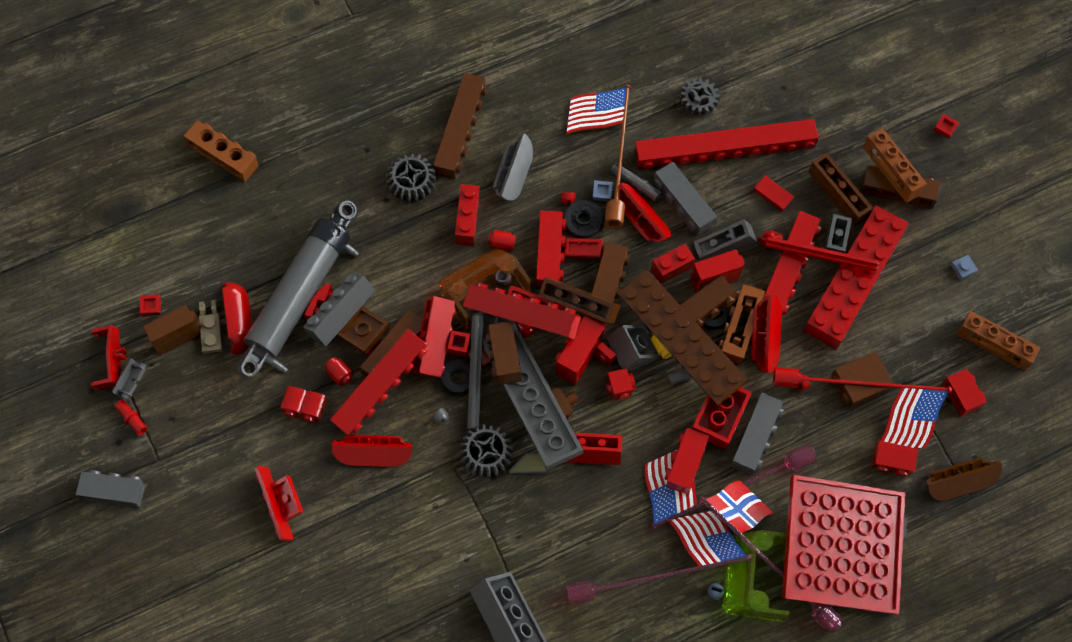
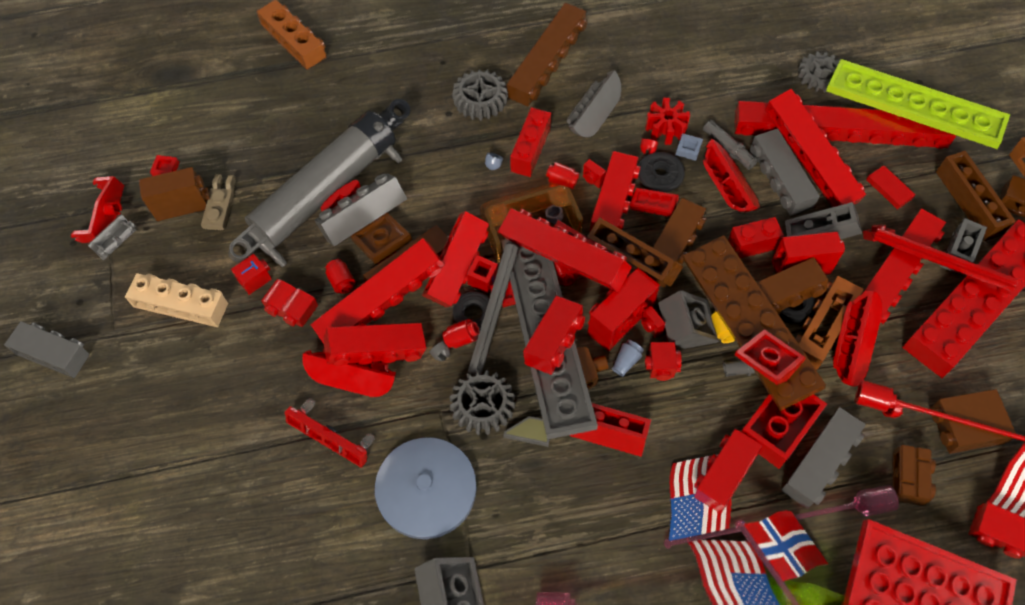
camera: 20 degrees right, 5 degrees down
(131, 417) = (100, 277): red pin -> none
(206, 422) = (177, 299): none -> tan brick
(237, 315) = (251, 190): red brick -> none
(262, 385) = (252, 273): none -> red brick
(281, 501) = (226, 406): red bracket -> none
(369, 505) = (327, 434): none -> red piece
(387, 424) = (374, 343): none -> red brick
(439, 238) = (493, 161): none -> sand blue hinge
(454, 398) = (461, 333): none -> red brick
(459, 528) = (425, 488): none -> sand blue dish
(504, 353) = (530, 291): reddish brown brick -> none
(528, 233) = (594, 173): none -> red plate
(532, 385) = (554, 335): none -> red brick
(587, 169) = (667, 121): none -> red gear
(591, 388) = (628, 355): none -> sand blue cone
(600, 112) = (704, 69): flag -> none
(702, 367) = (770, 357): none -> red slope
(706, 176) = (814, 150): none -> red brick
(782, 115) = (919, 103): none -> lime plate
(823, 432) = (913, 475): none -> reddish brown brick

